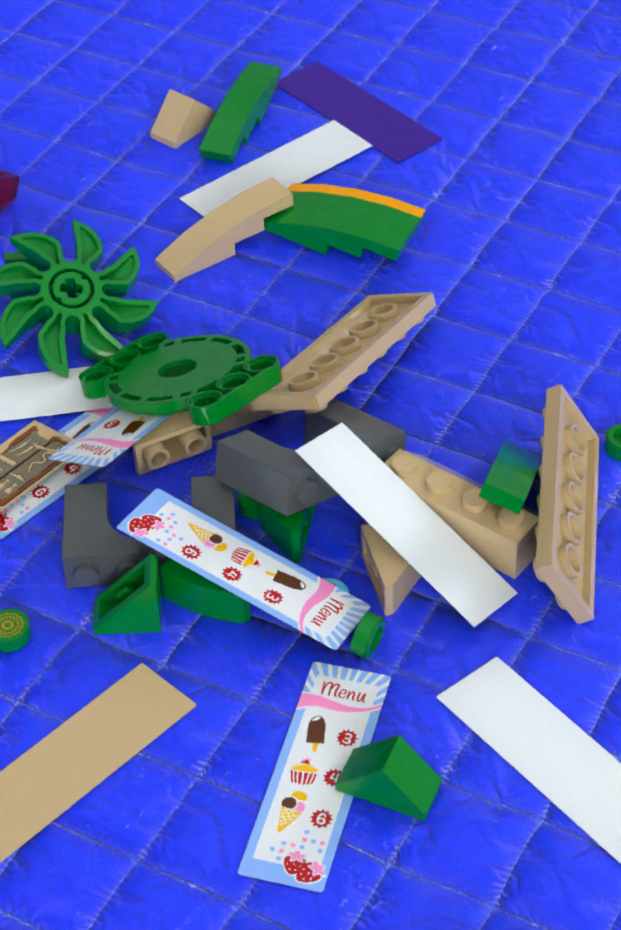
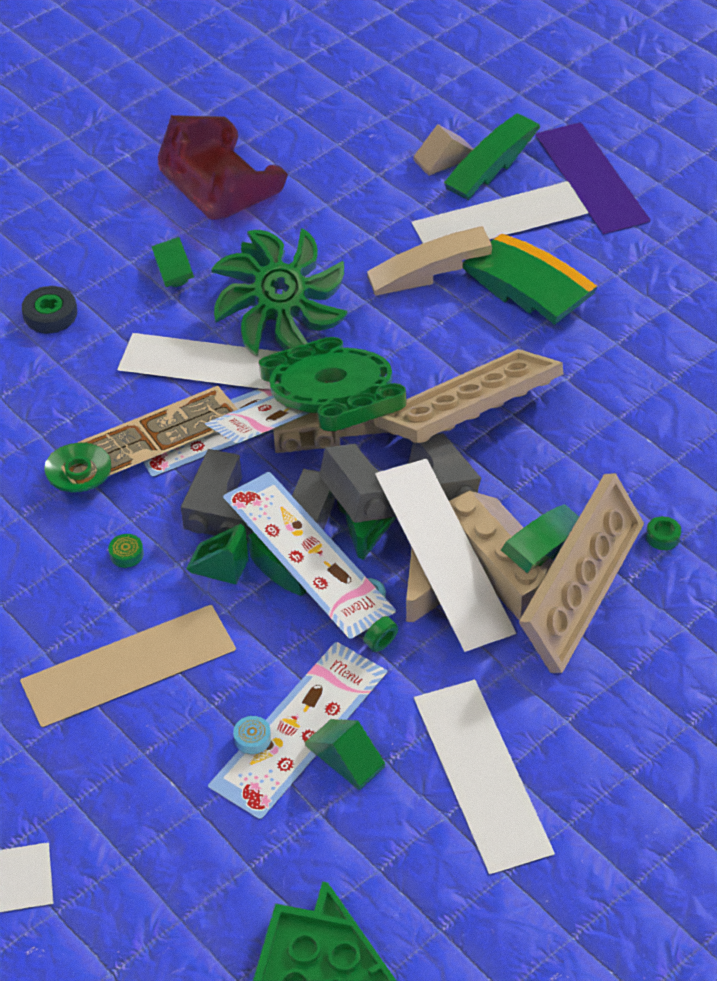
camera: 20 degrees right, 5 degrees up
(267, 795) = (252, 735): none -> medium azure tile

